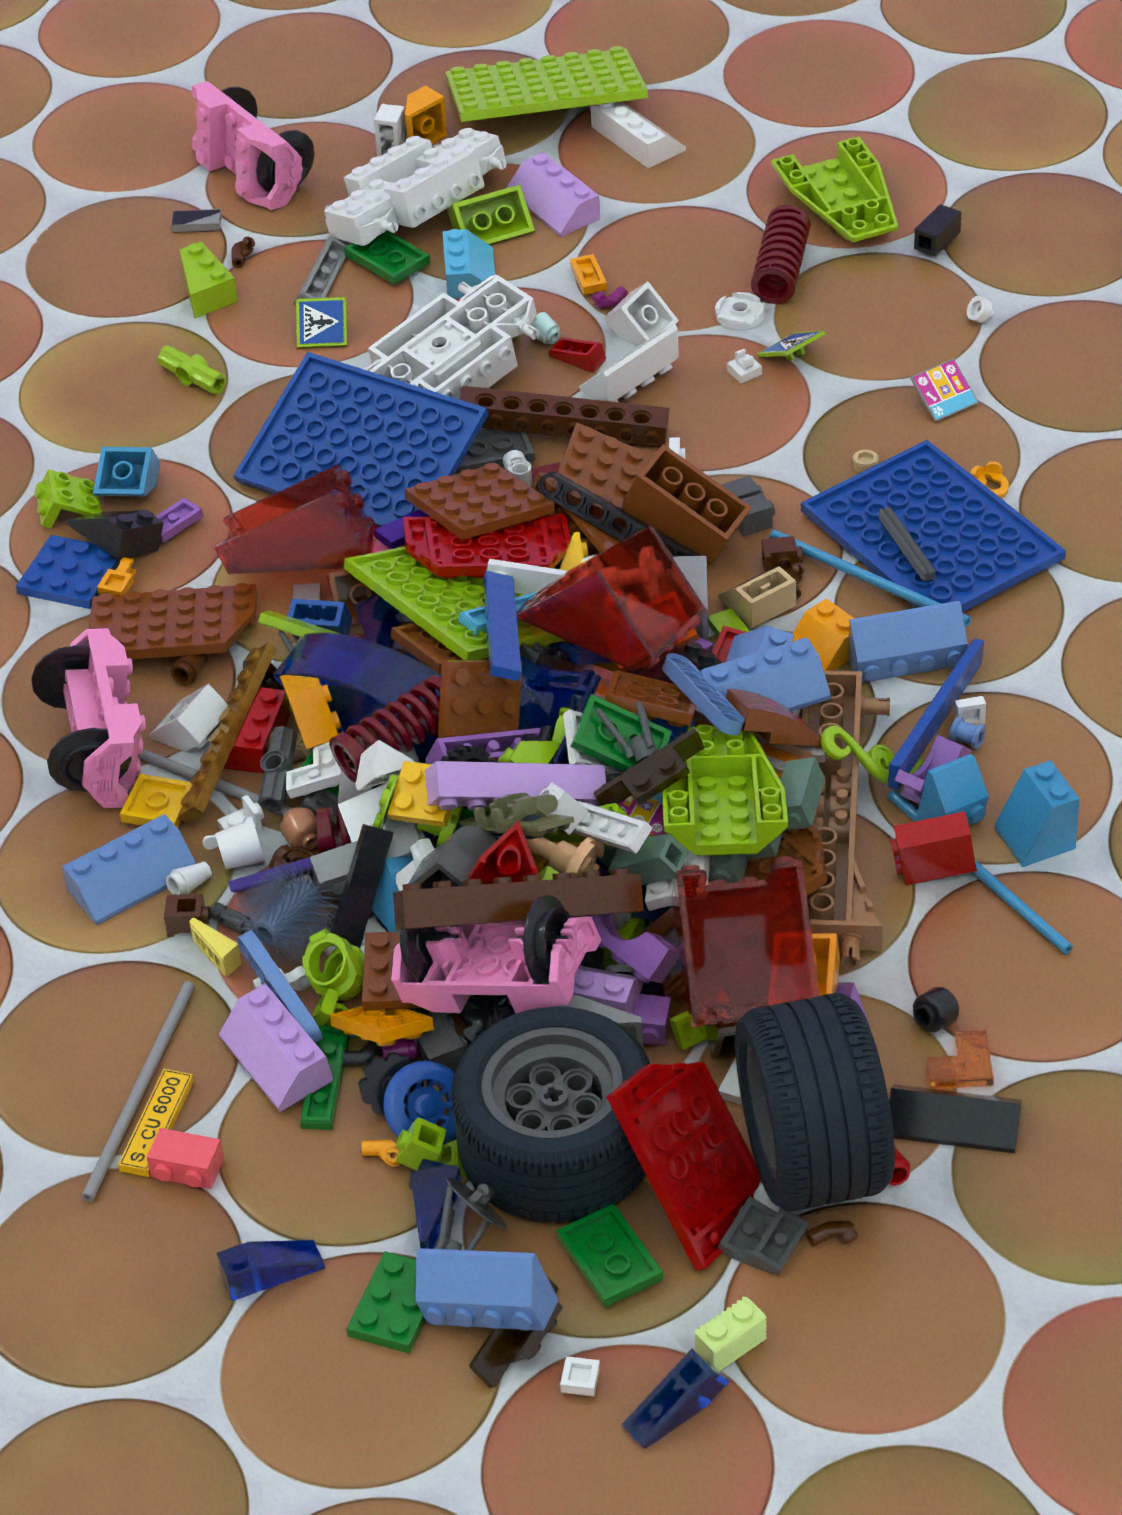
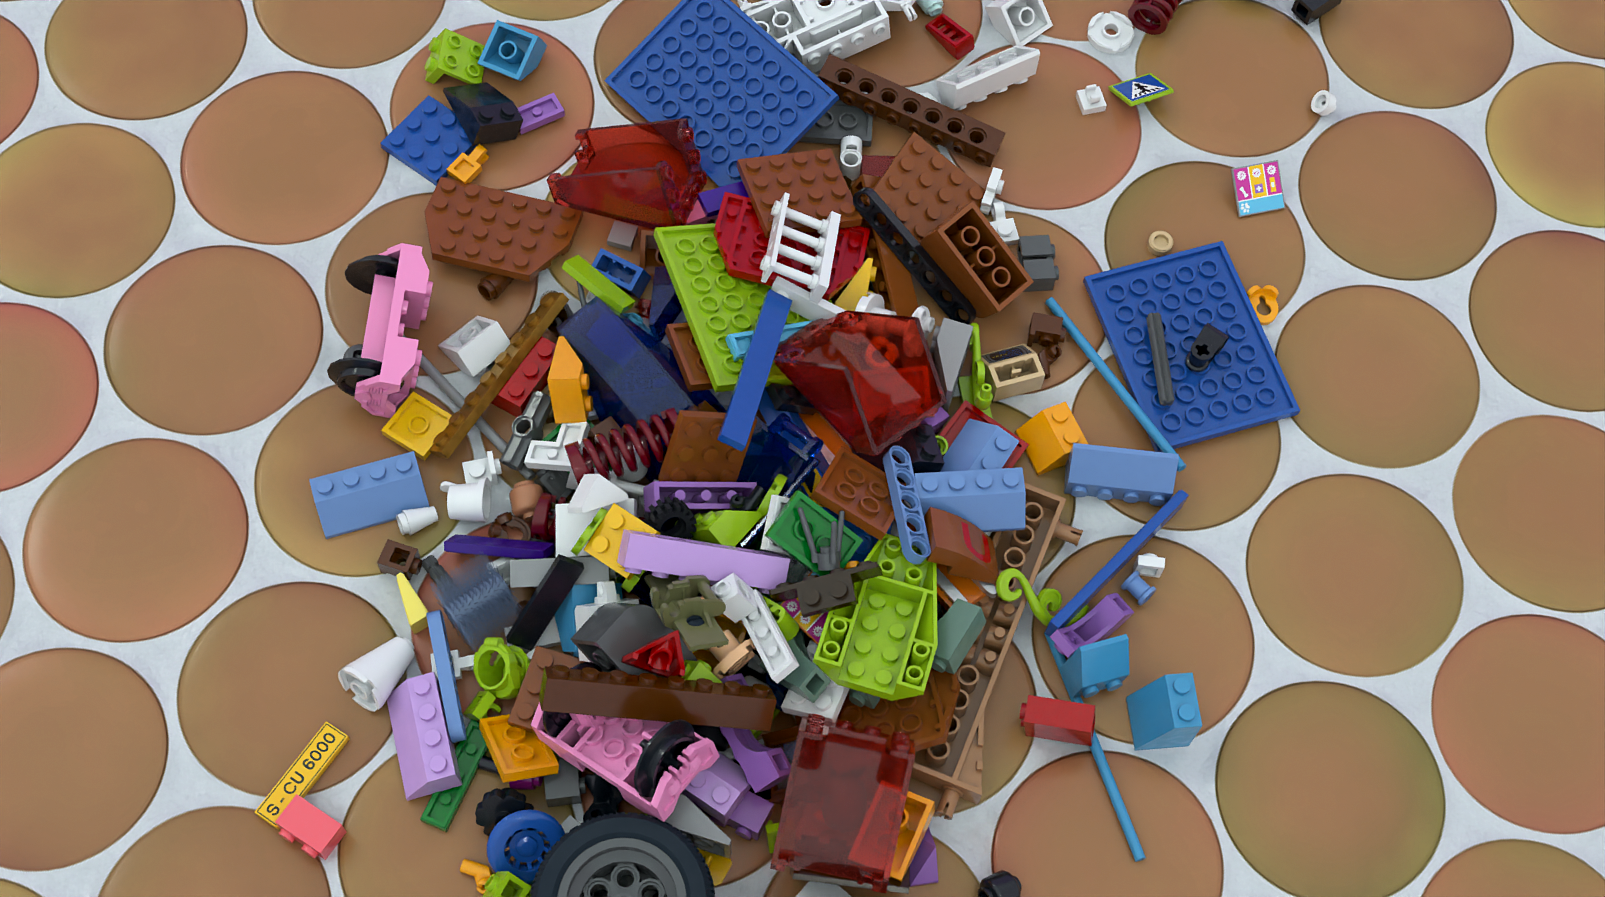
camera: 10 degrees right, 20 degrees up
(137, 1092) = (290, 746): light grey piece -> none
(200, 1012) = (377, 672): none -> white cone
(524, 521) = (824, 246): none -> white fence
(736, 610) = (981, 392): none -> lime plant
(949, 521) = (1205, 348): none -> black piece

